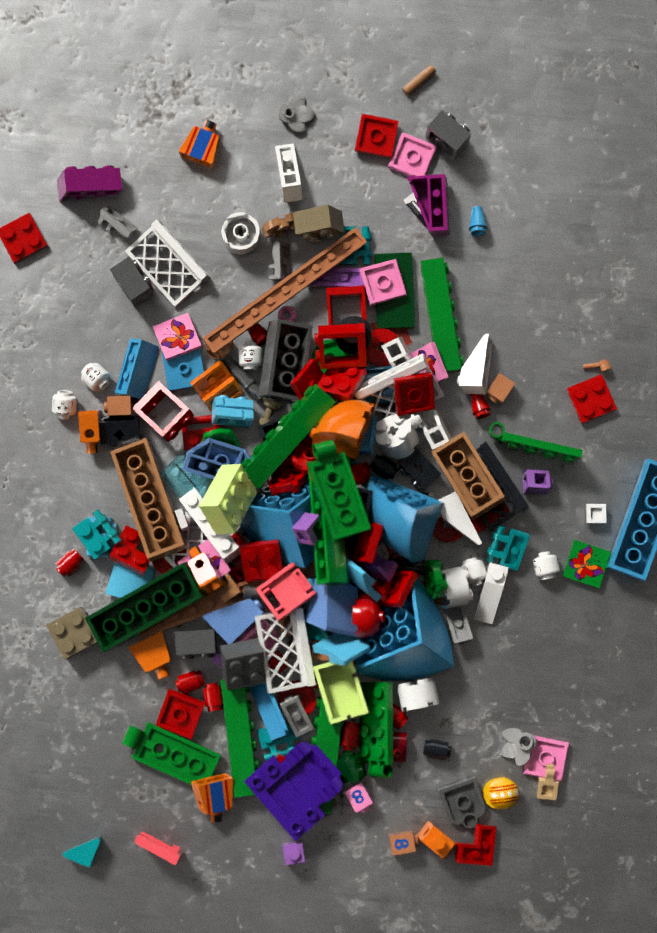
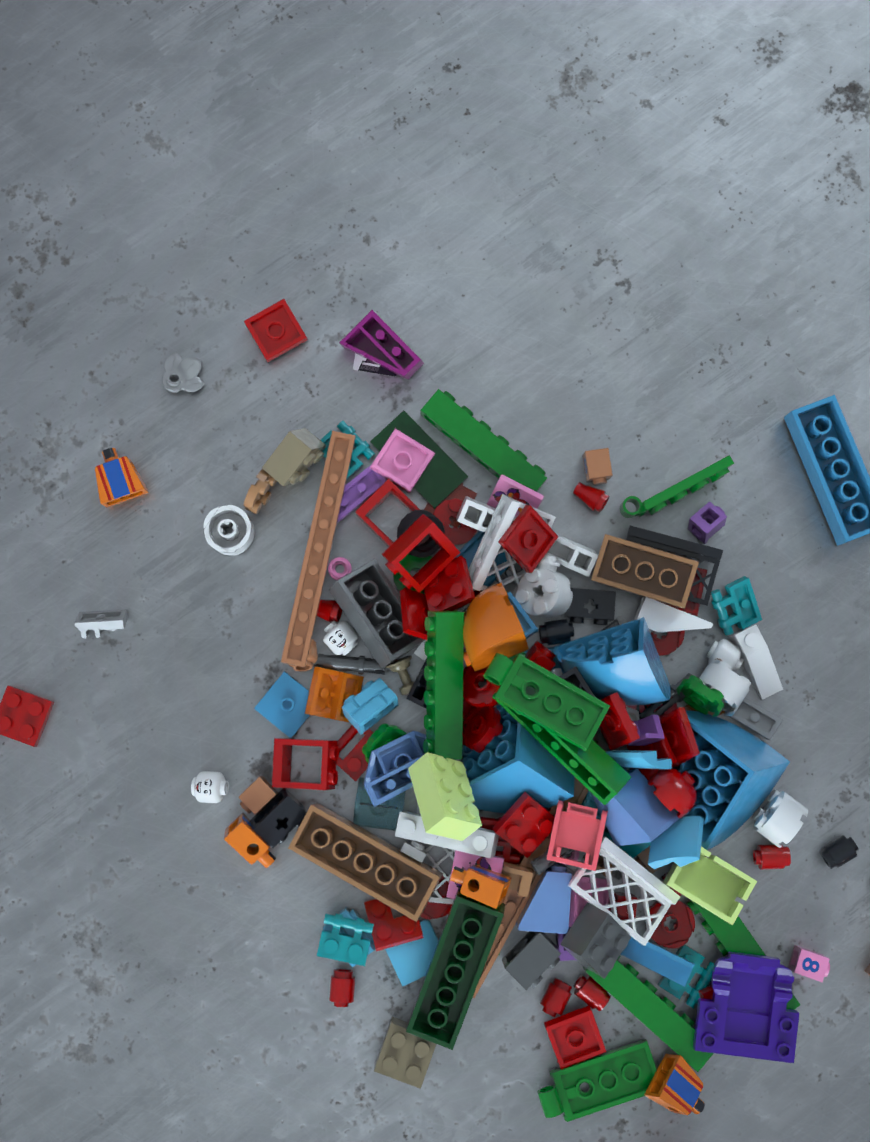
camera: 45 degrees left, 0 degrees up
(64, 404) = (203, 840): white head -> none
(89, 182) = (40, 606): magenta wedge -> none
(129, 278) = (165, 667): dark grey brick -> none
(136, 368) = (242, 744): dark azure panel -> none
(153, 654) = (498, 1003): orange torso -> none
(175, 249) = (183, 598): white fence -> none
(177, 337) = (254, 680): bright pink tile -> none
(281, 260) = (290, 522): light grey plate -> none
(289, 173) = (224, 434): white slope -> none
(293, 852) = (798, 1073): medium lavender brick -> none
(296, 715) = (686, 941): light grey plate -> none
(303, 528) = (544, 761): medium lavender panel -> none
(350, 735) = (752, 913): red brick -> none
(351, 767) = (779, 942): dark green brick -> none
(377, 725) = (772, 879): green hinge -> none
(399, 746) = (801, 884): dark red piece -> none
(412, 156) = (325, 321): bright pink tile -> none
(419, 80) = (269, 246): medium nougat piece -> none
(448, 134) = (342, 271): dark grey brick -> none
(476, 369) = (560, 466): white slope -> none
(477, 222) = (439, 329): dark azure cone -> none
(546, 566) = (784, 591): white head -> none
(586, 564) = (817, 557): tile -> none
(591, 399) = (686, 402): red plate -> none
(595, 513) = (785, 503): white plate -> none
(603, 364) = (670, 361): nougat hand -> none

